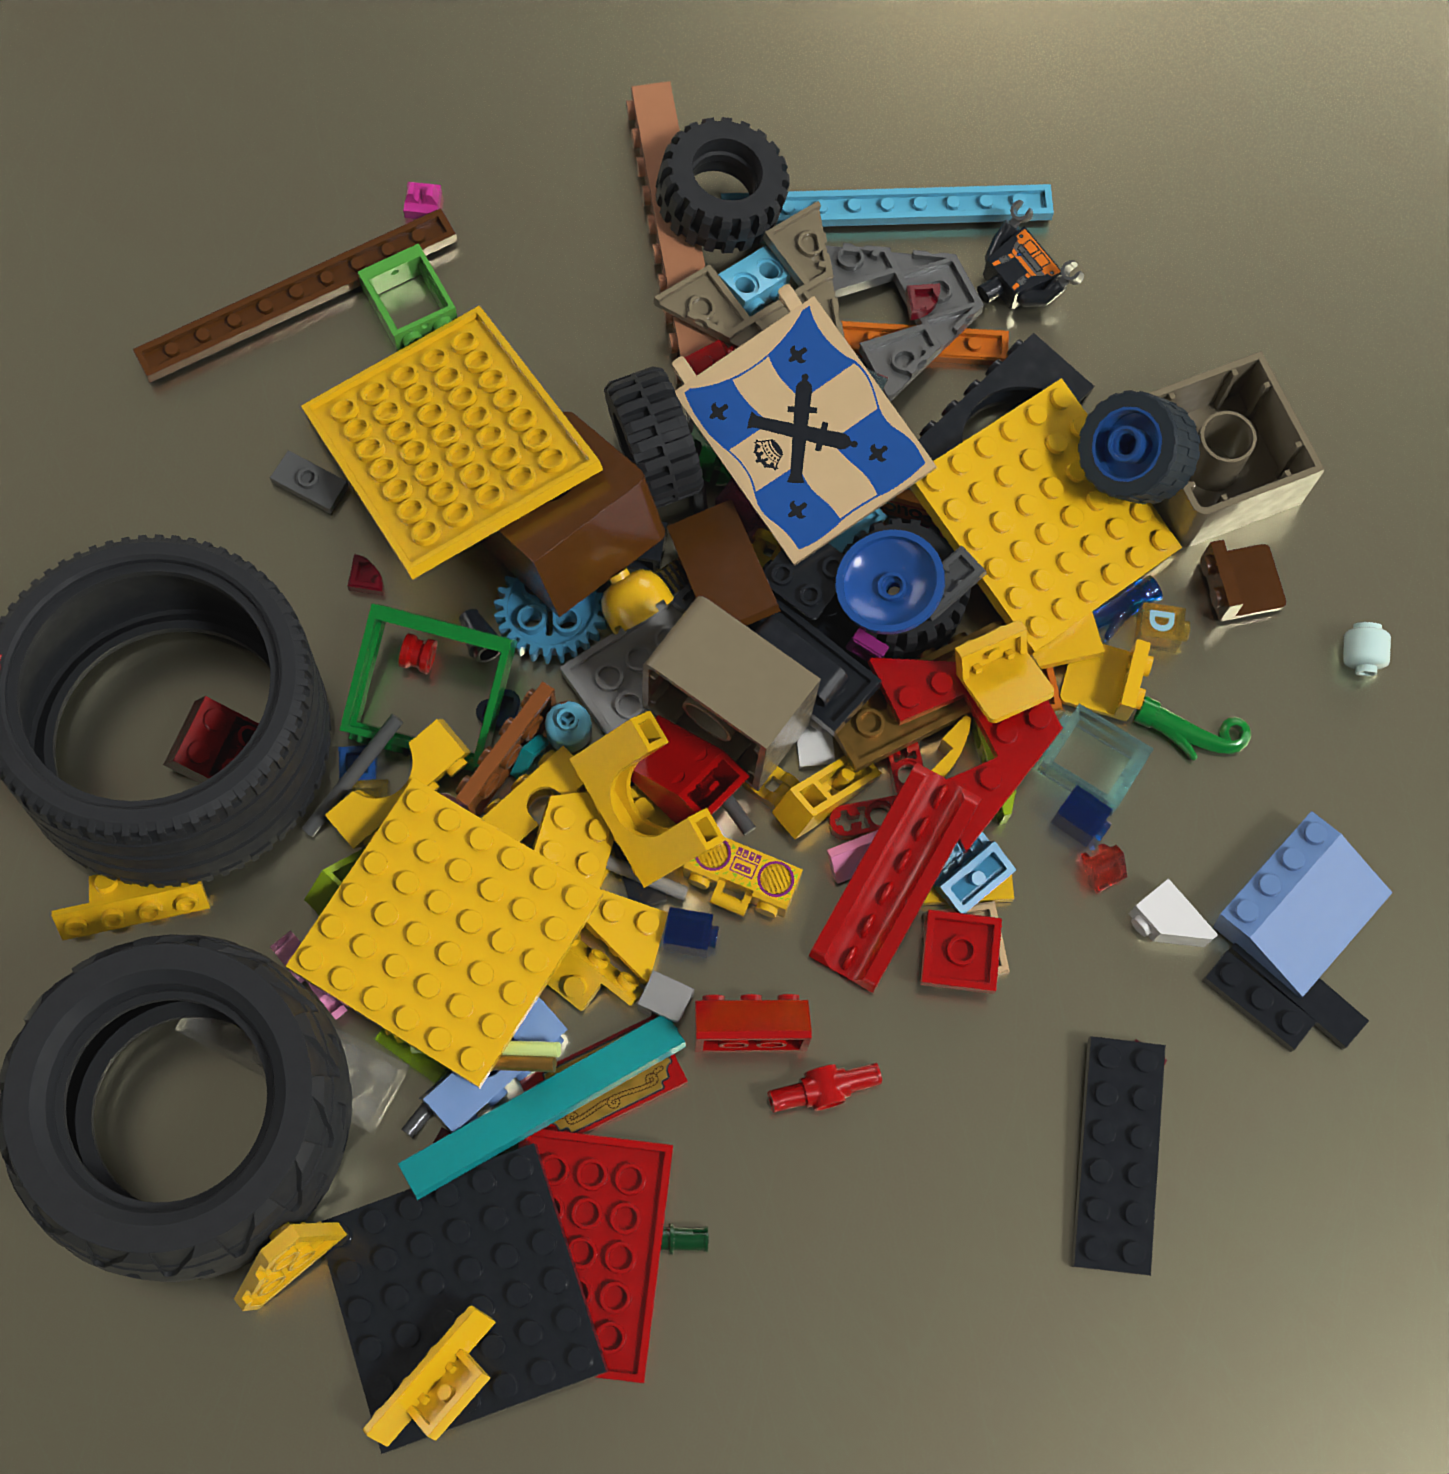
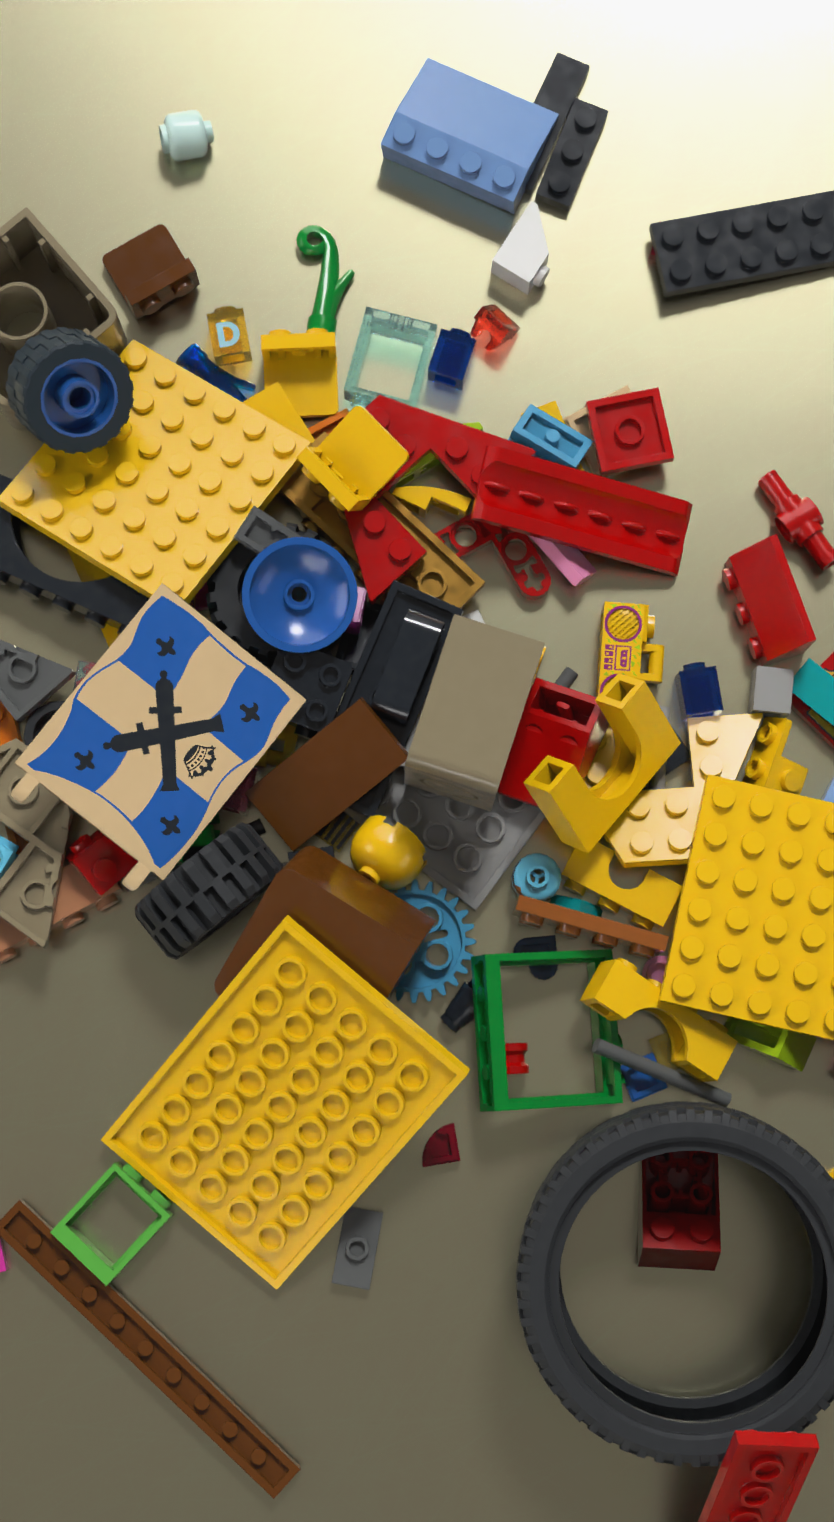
camera: 105 degrees left, 10 degrees up
(817, 796) = (520, 609): yellow slope -> none

